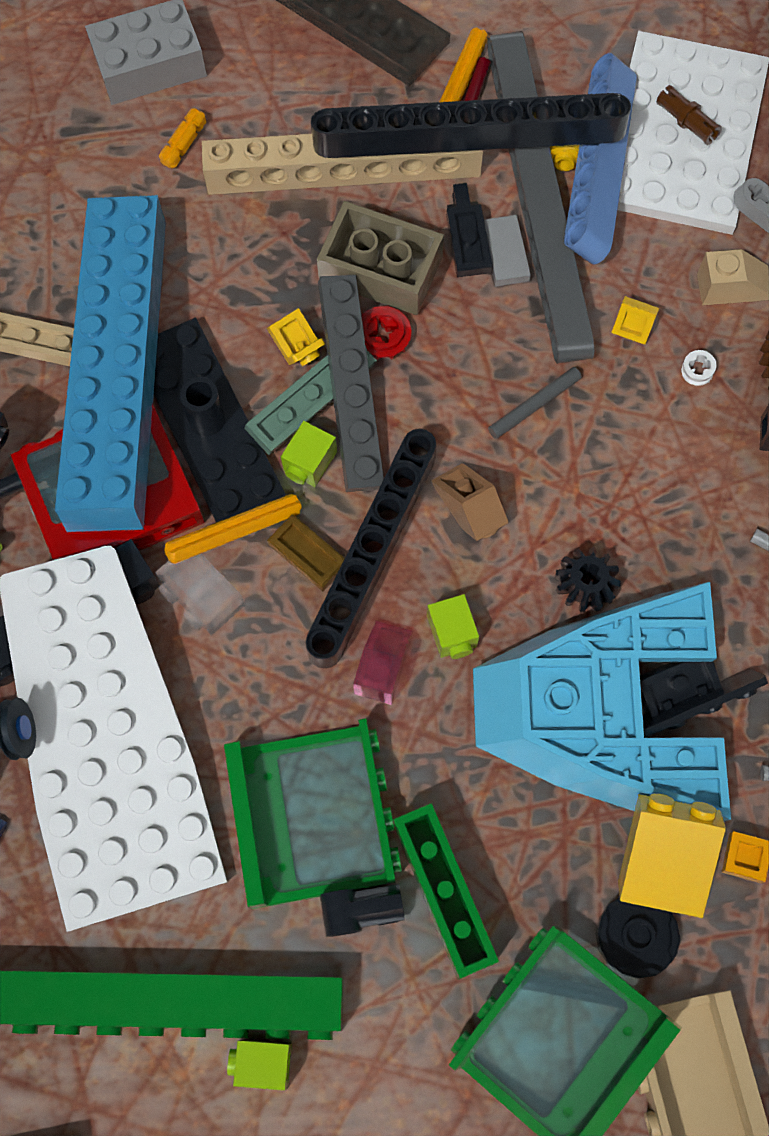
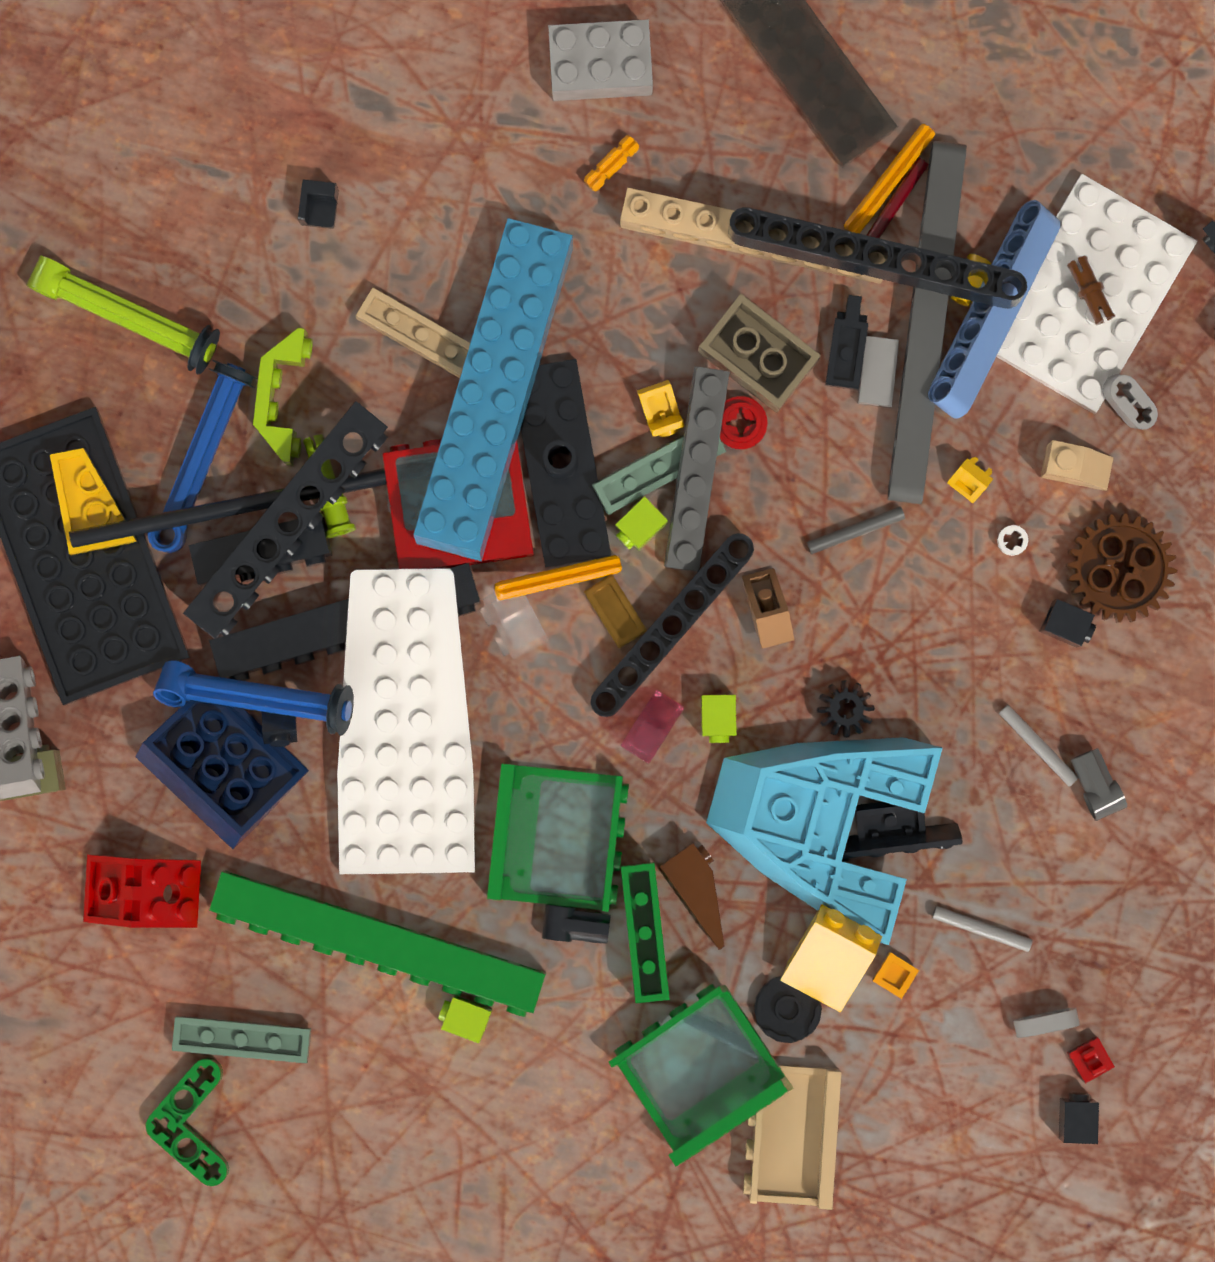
camera: 20 degrees right, 15 degrees up
(485, 820) = (695, 883): none -> reddish brown slope

